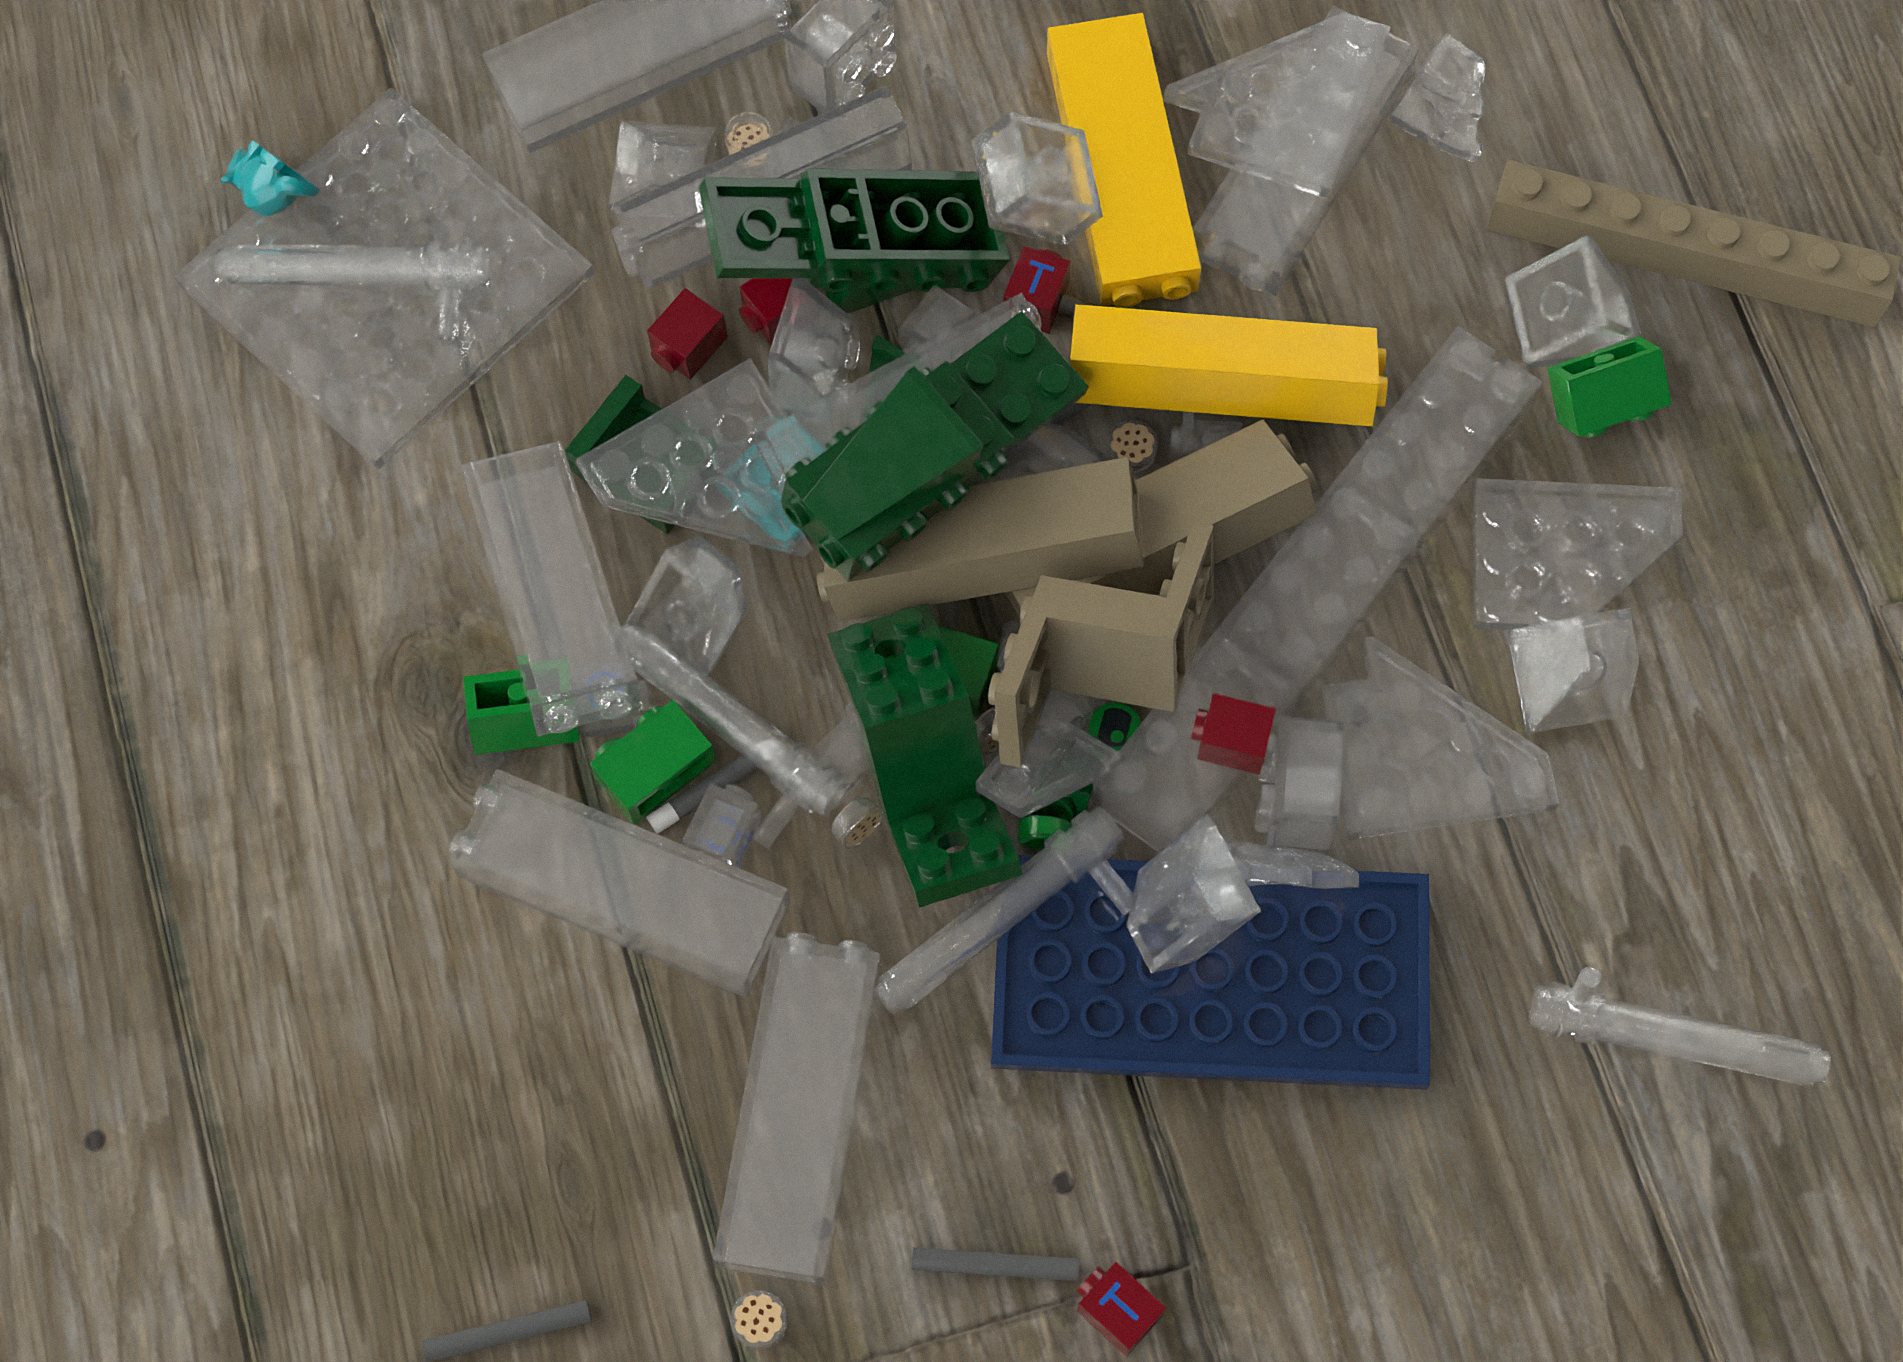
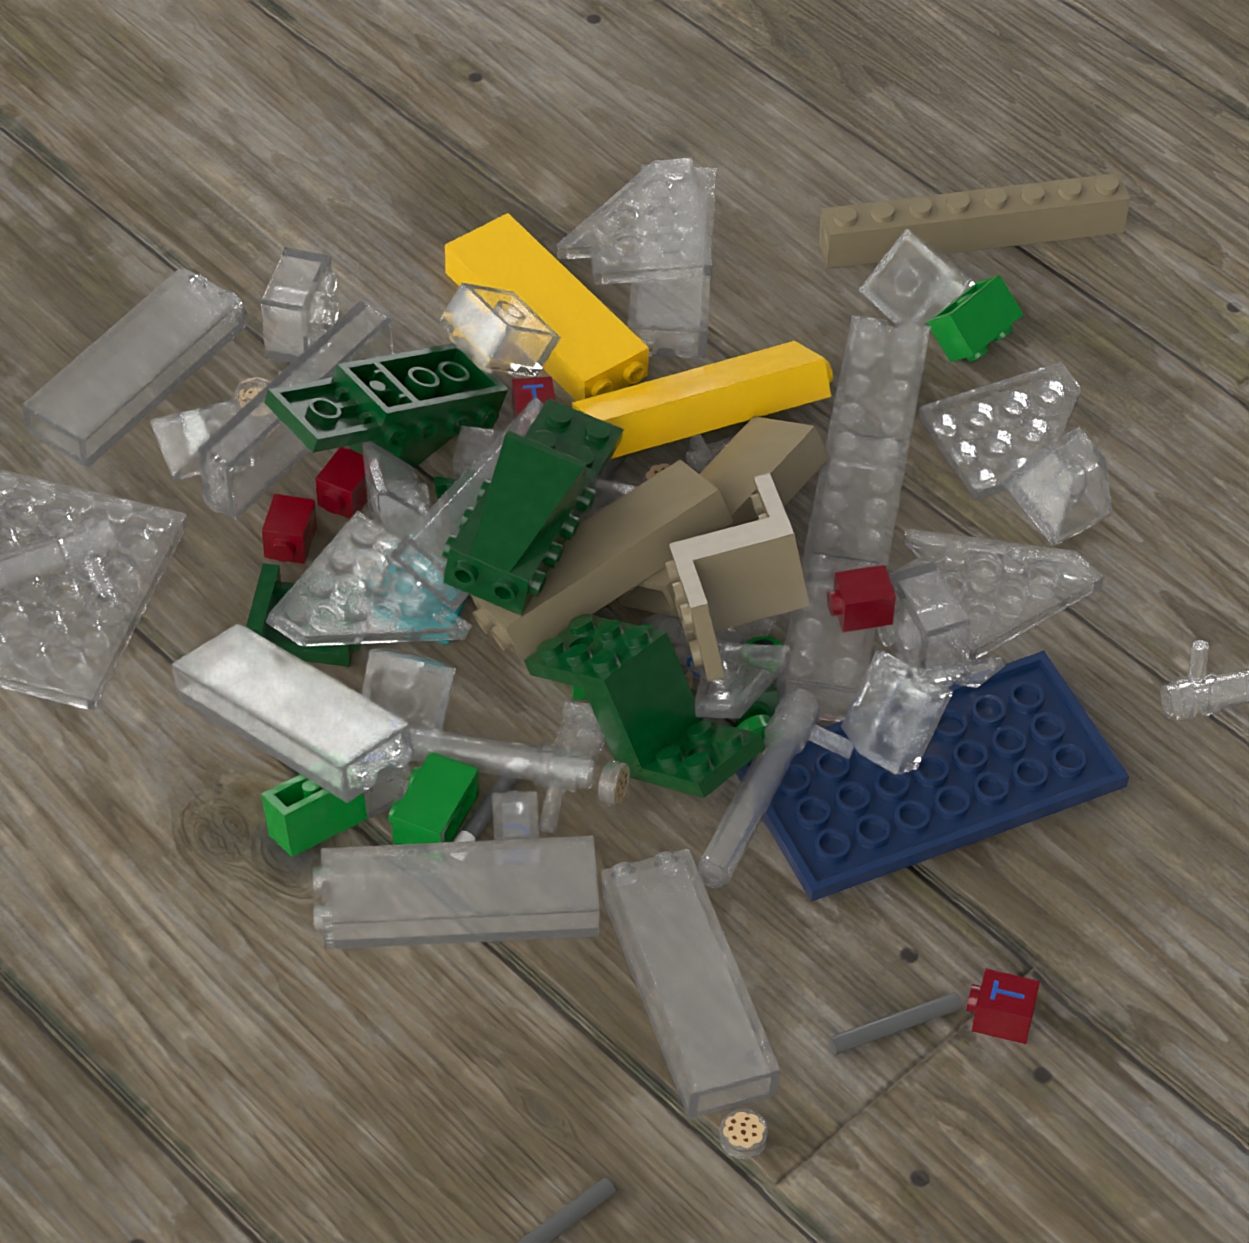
camera: 30 degrees left, 20 degrees down
(1445, 100) = (749, 200): clear slope -> none

